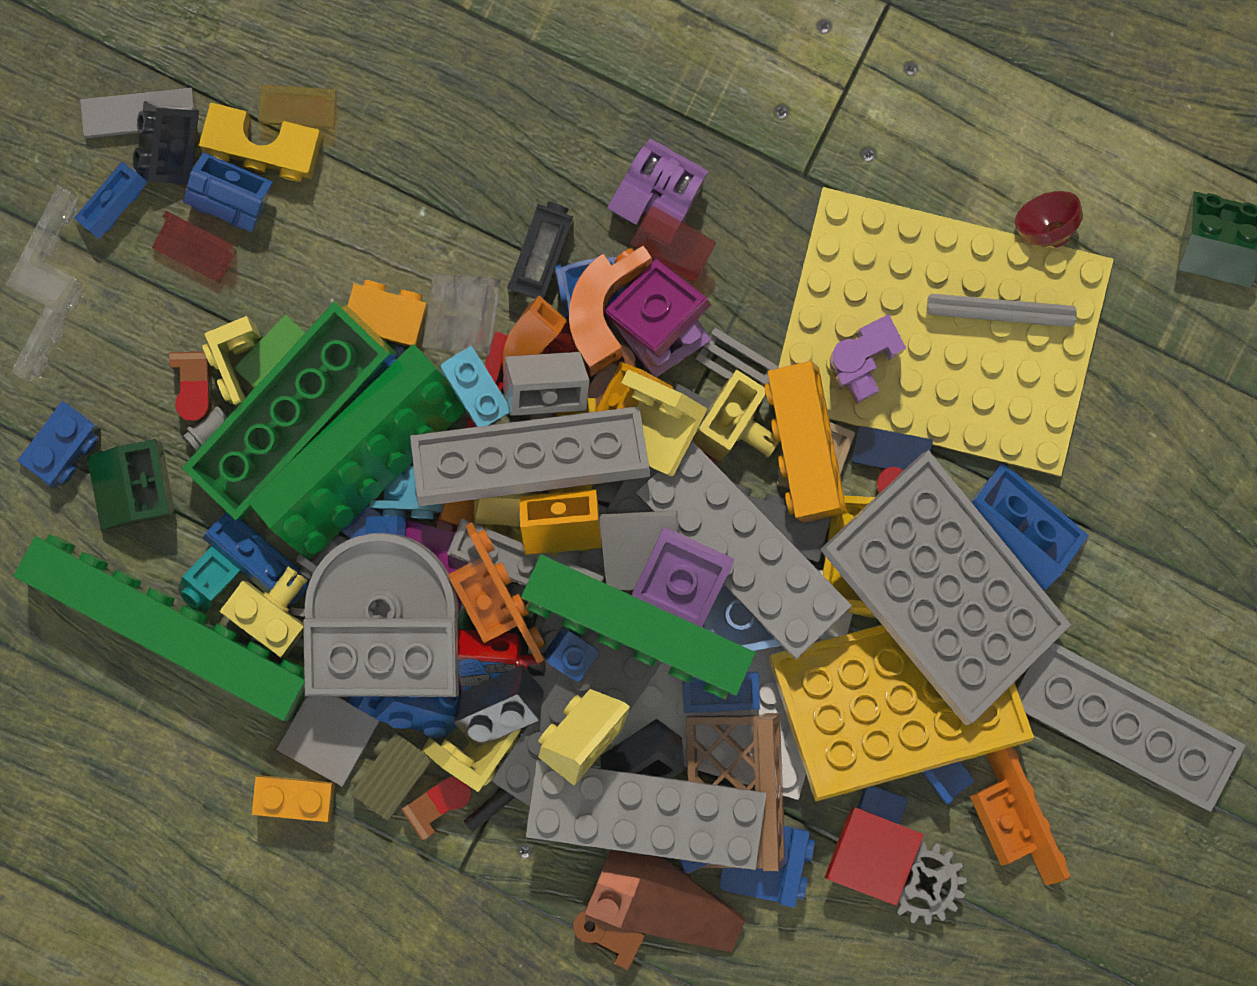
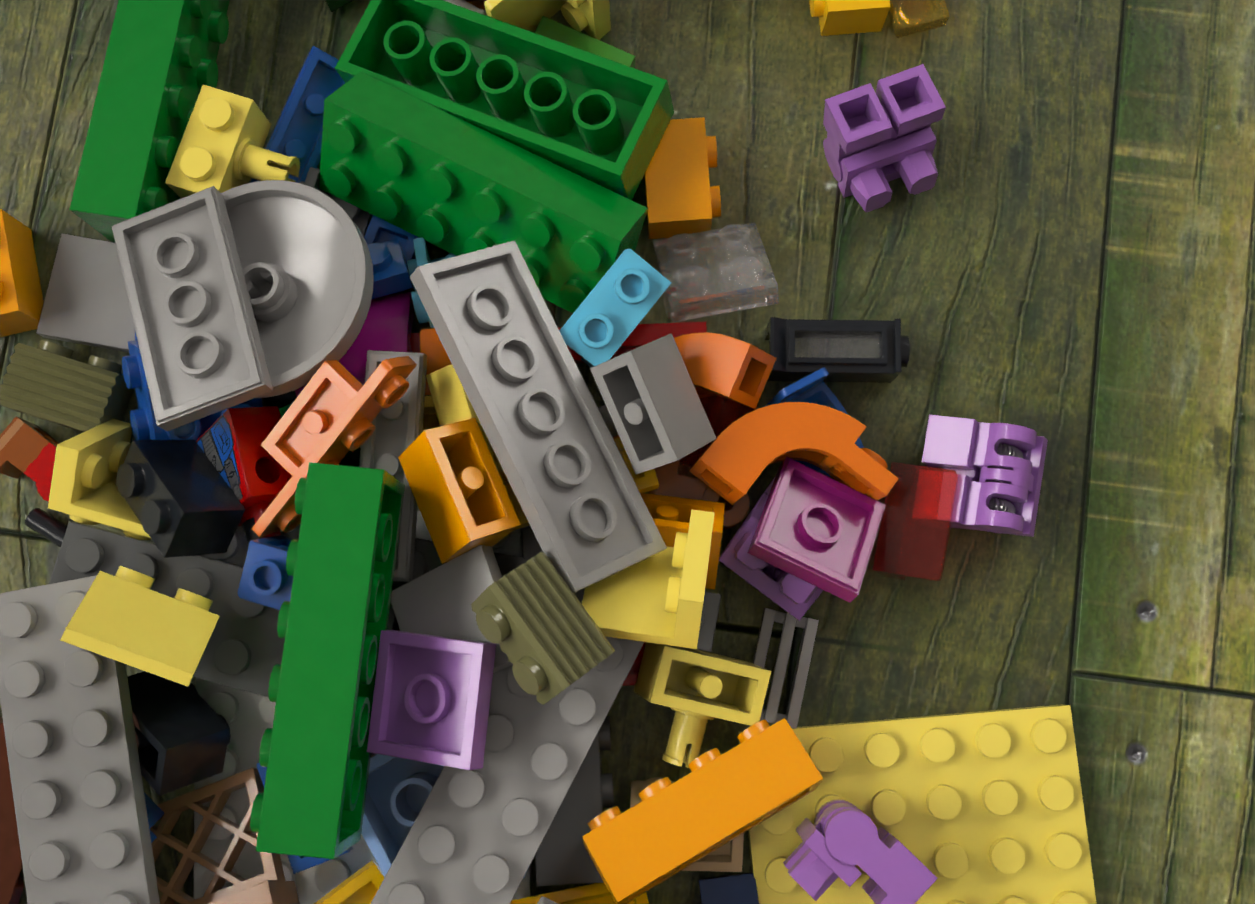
camera: 75 degrees right, 5 degrees down
(207, 580) = (258, 72): teal bracket -> none
(408, 168) = (883, 136): none -> medium lavender hips
(664, 495) = (540, 628): none -> olive brick

